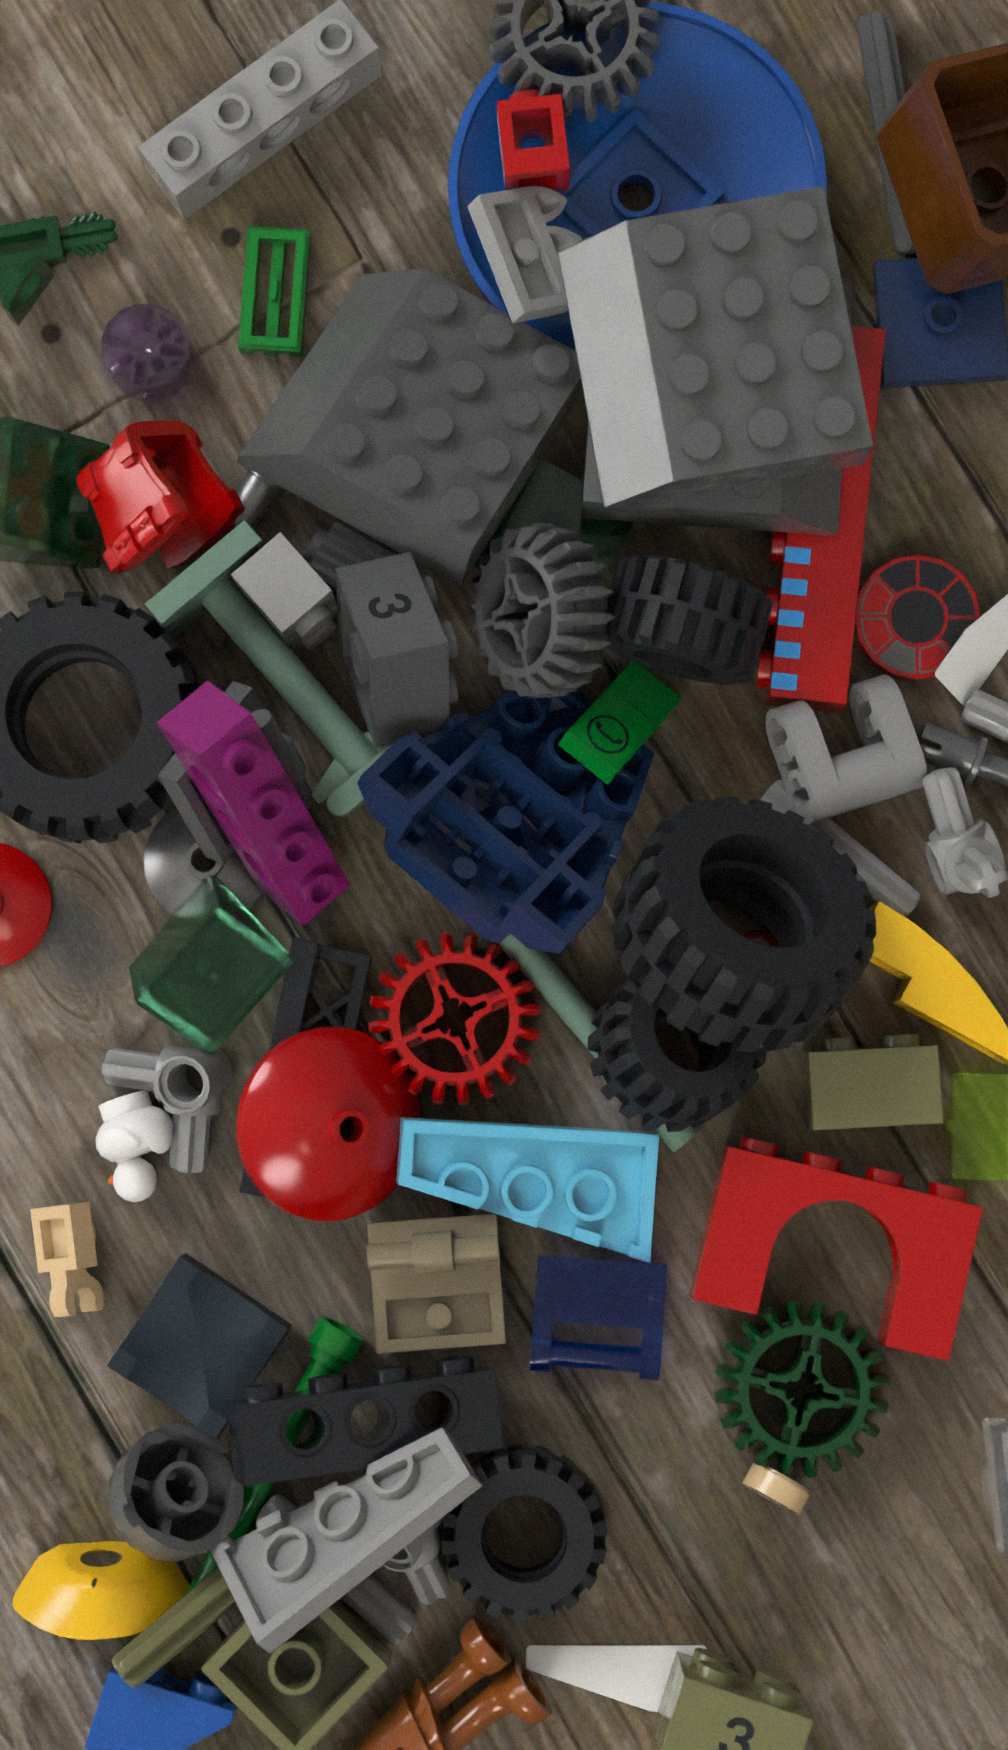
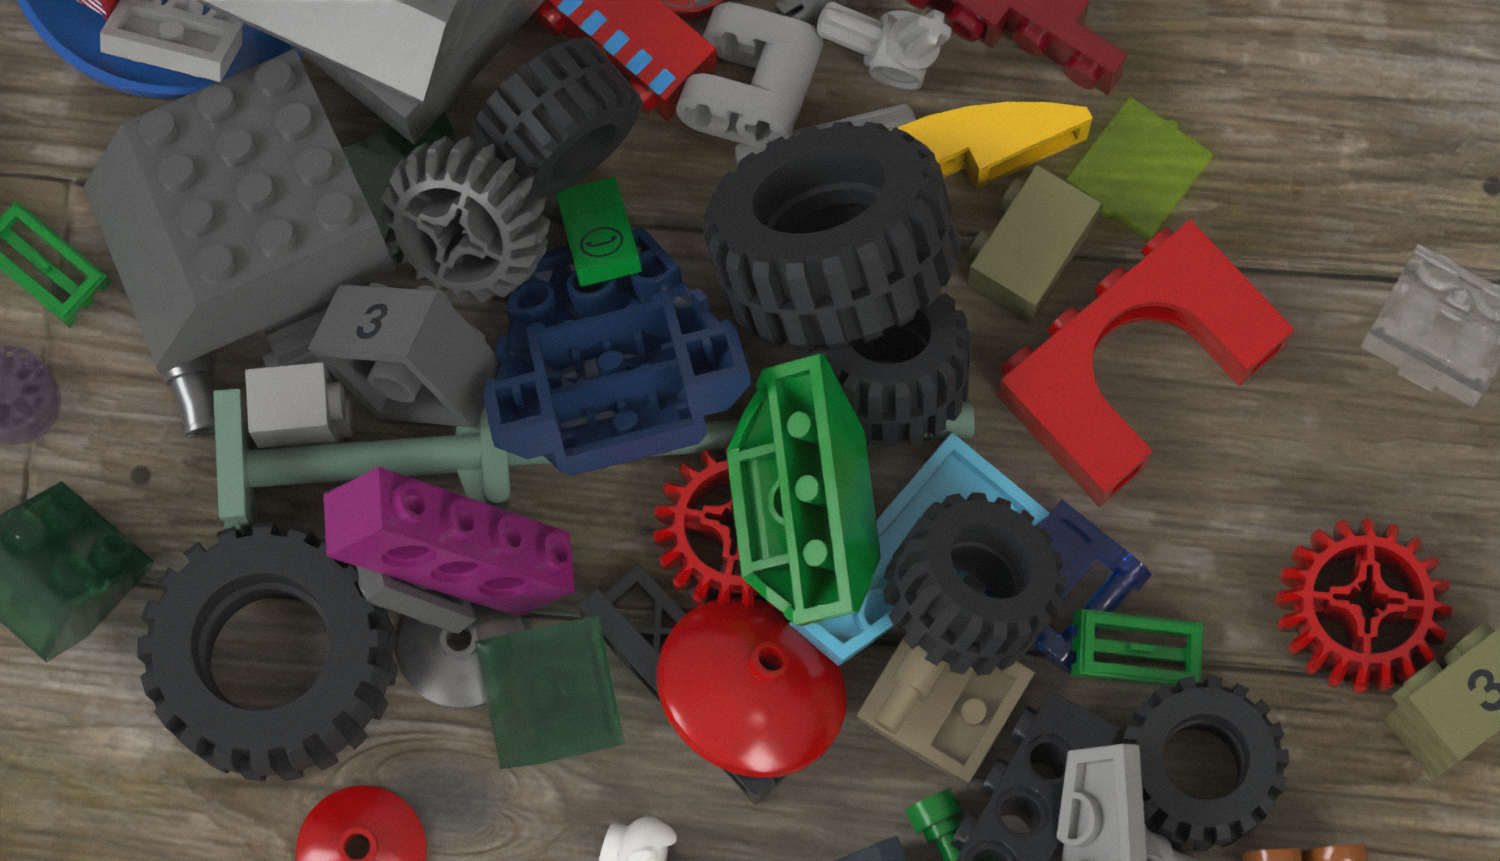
camera: 55 degrees left, 10 degrees down
(157, 494) = (138, 460): red piece -> none
(168, 1080) = (612, 798): light grey axle -> none
(503, 1062) = (804, 494): none -> green wedge
(559, 1370) = (1087, 645): none -> green tile
(575, 1262) = (951, 617): none -> black tyre
(616, 1671) = (1369, 778): white sticker -> none
(729, 1591) = (1390, 605): none -> red gear
(777, 1488) = (1301, 534): tan tile -> none
(797, 1419) = (1255, 484): dark green gear -> none

